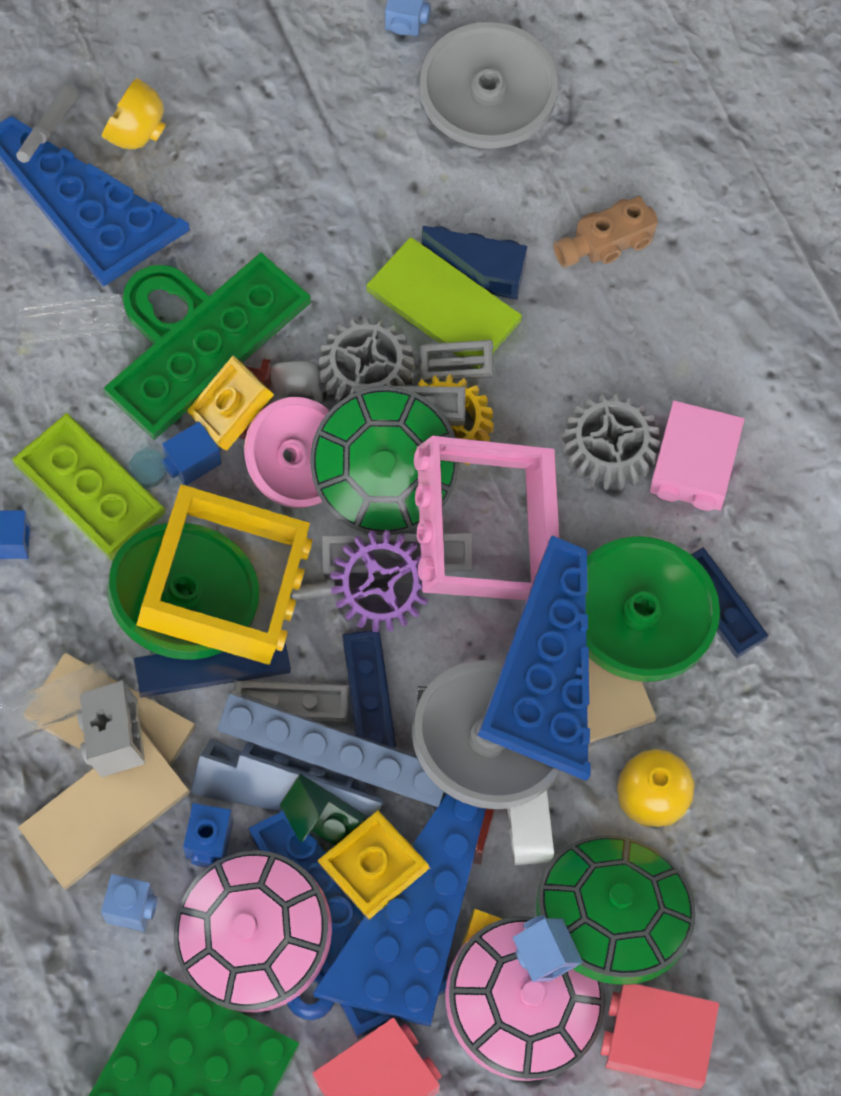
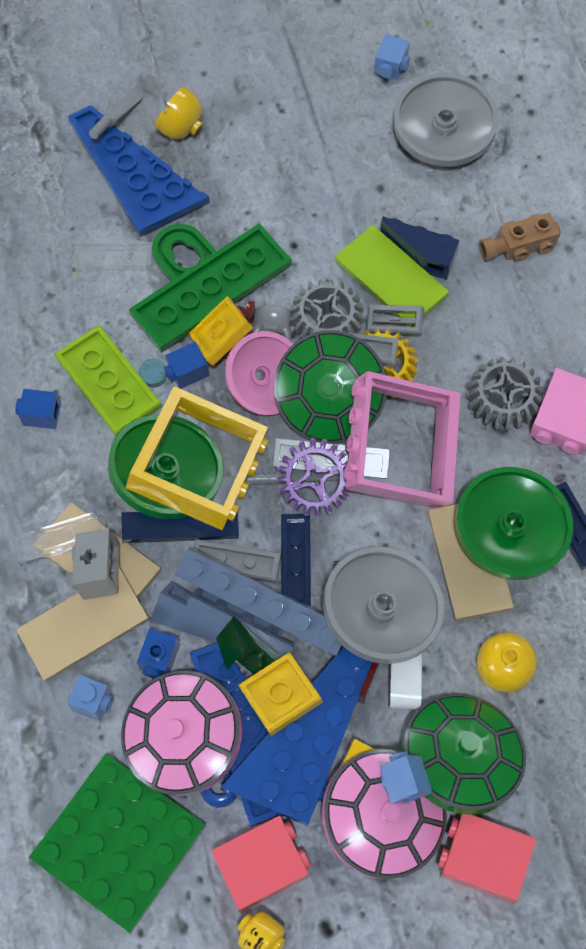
camera: 10 degrees right, 0 degrees up
(545, 675) = (431, 566): blue wing -> none

